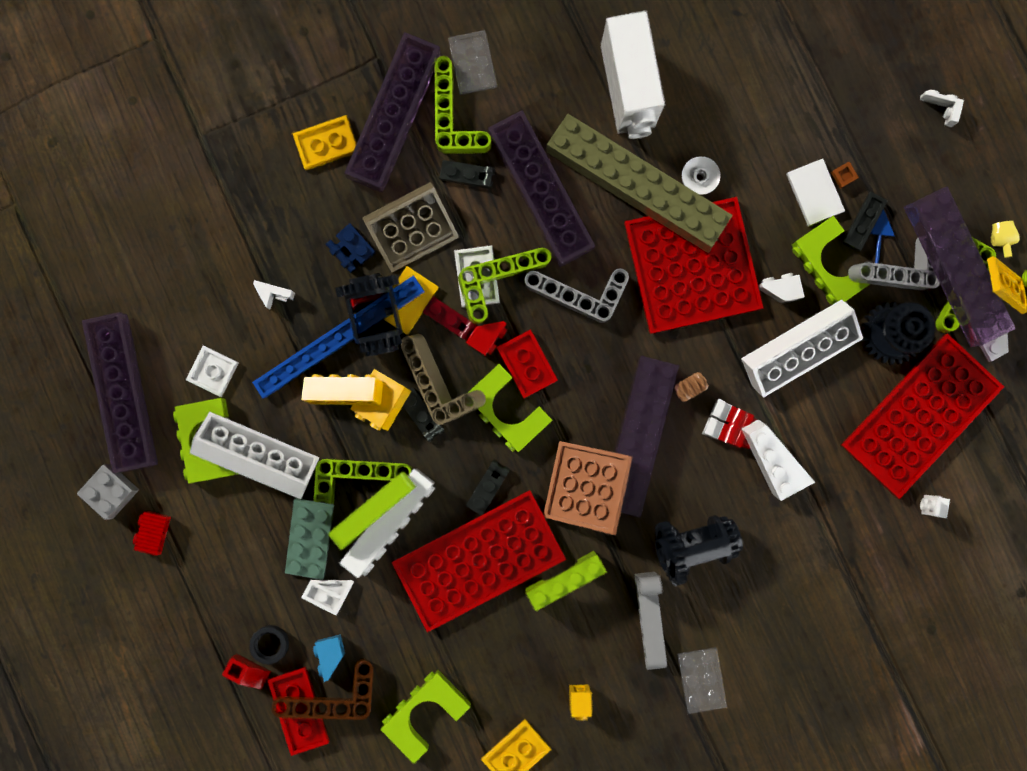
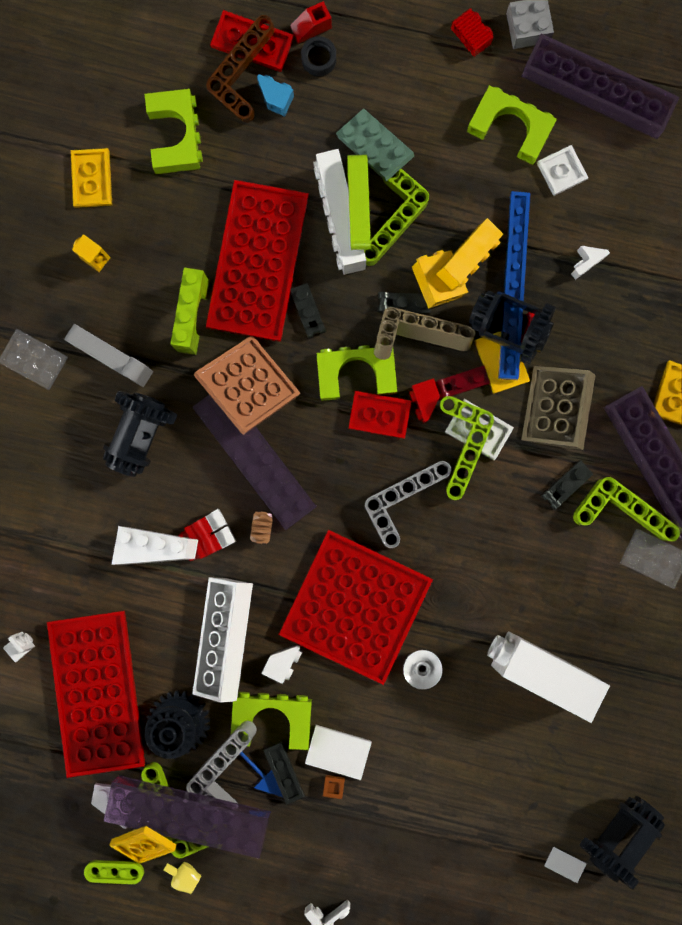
camera: 130 degrees right, 0 degrees up
(254, 455) = (472, 148): white brick -> none
(328, 593) = (322, 128): white wing -> none
(355, 243) = (577, 354): dark blue plate -> none
(541, 188) = (510, 532): clear purple brick -> none
(638, 183) = (455, 613): olive brick -> none

